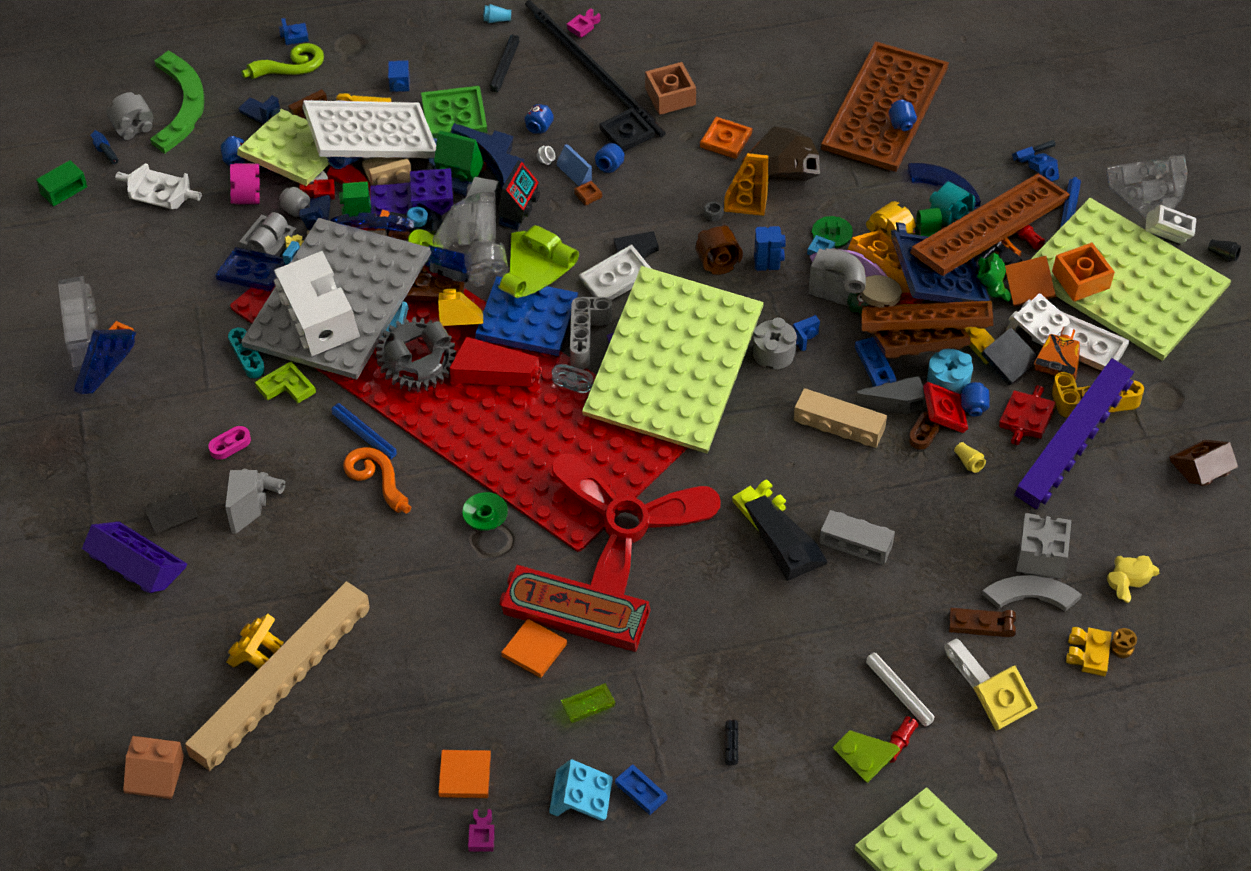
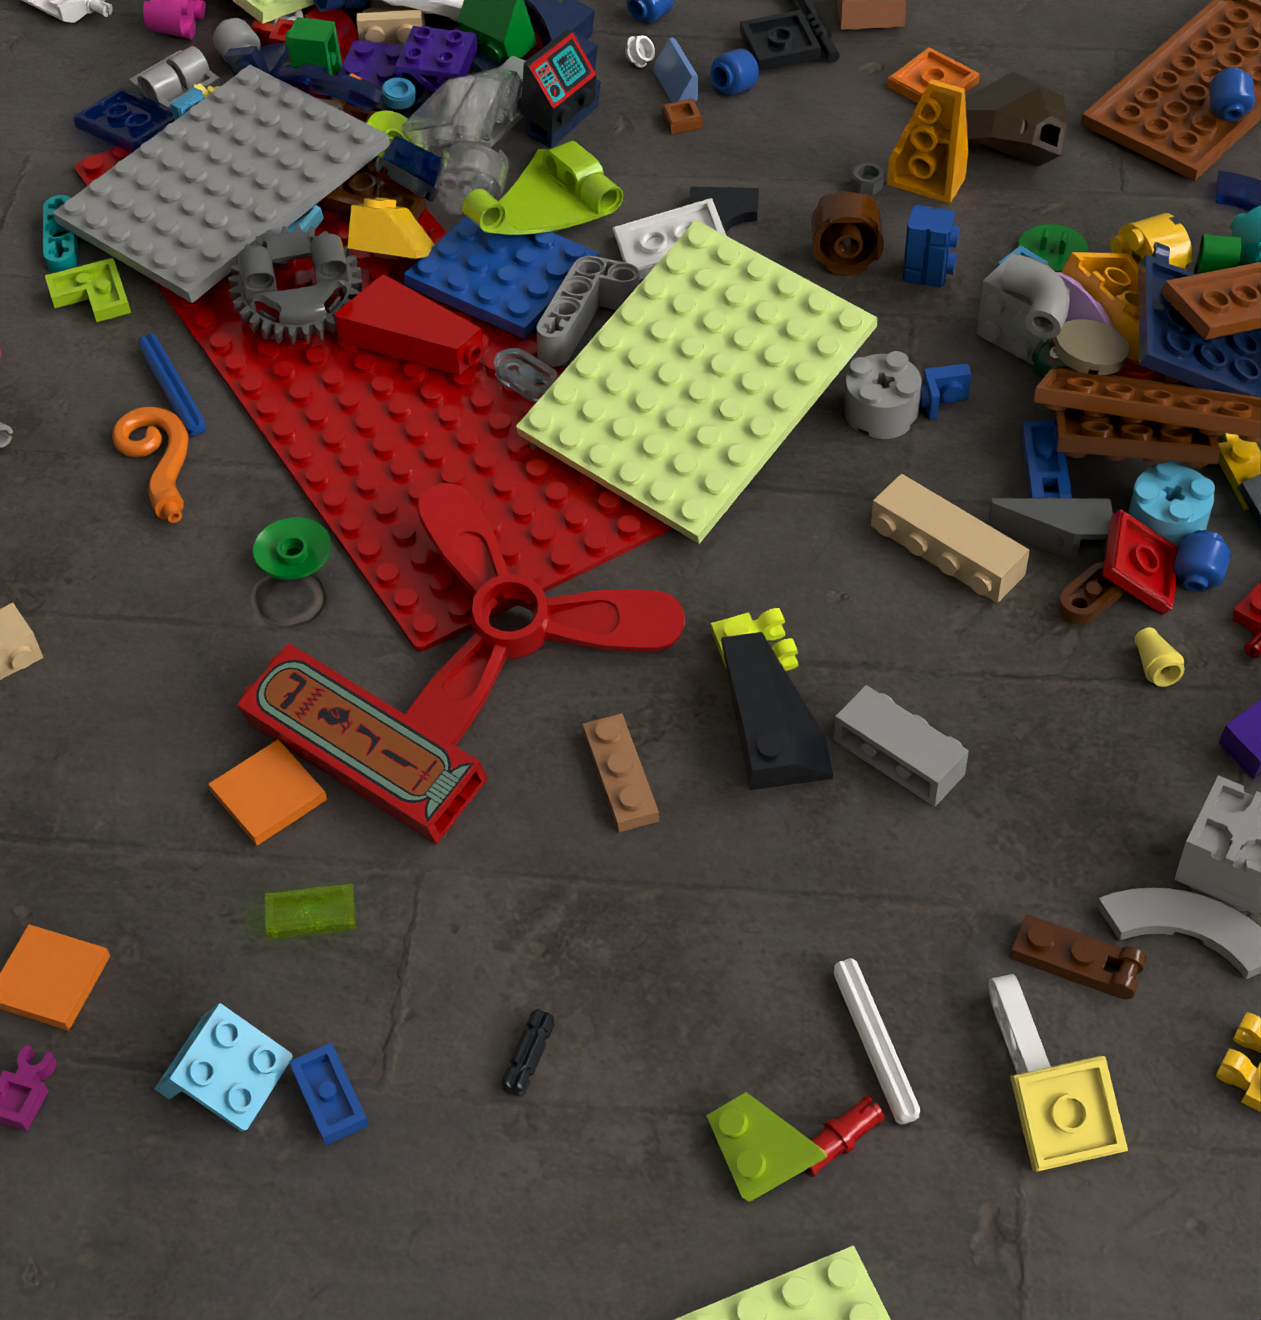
camera: 20 degrees right, 0 degrees up
(316, 304) = (165, 173): white piece -> none
(717, 589) = (620, 773): none -> medium nougat plate

